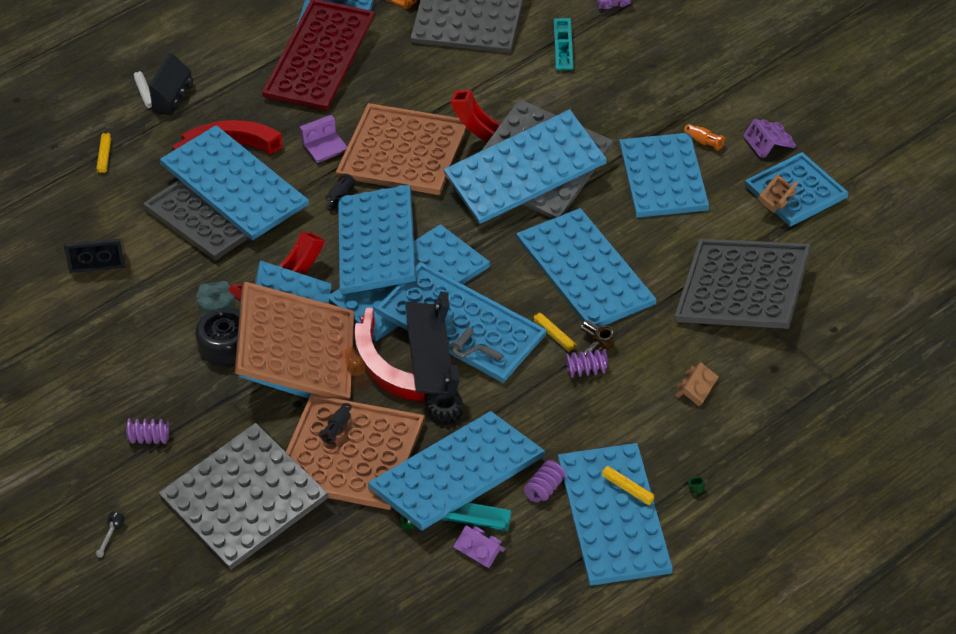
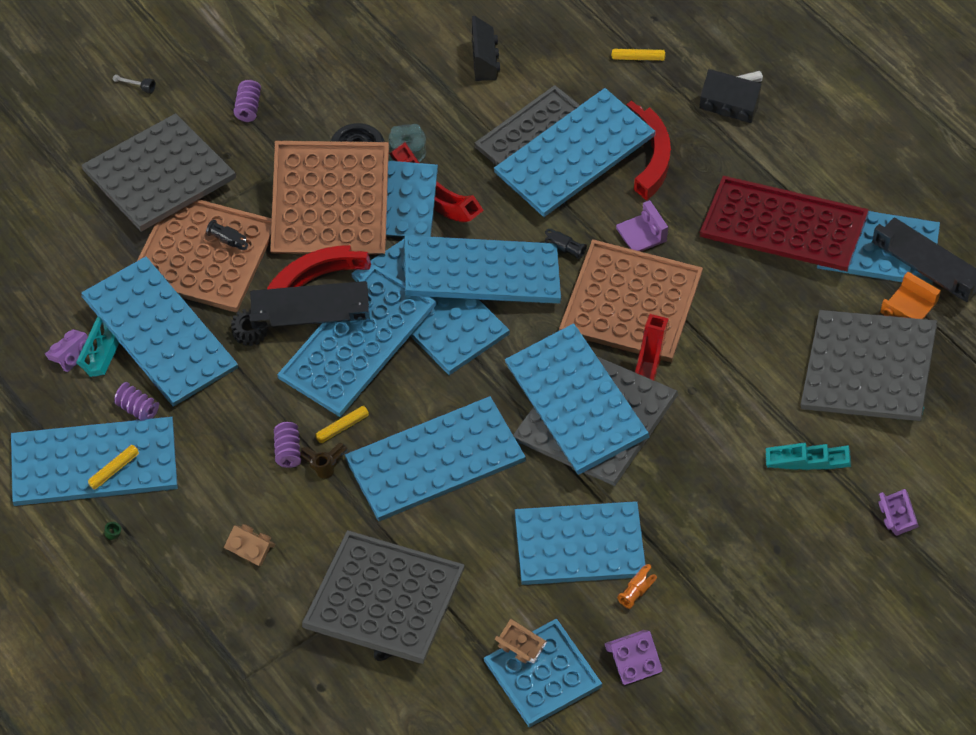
camera: 90 degrees right, 10 degrees up
(354, 362) = (308, 247): clear orange cone -> none
(456, 347) = (313, 330): dark grey piece -> none

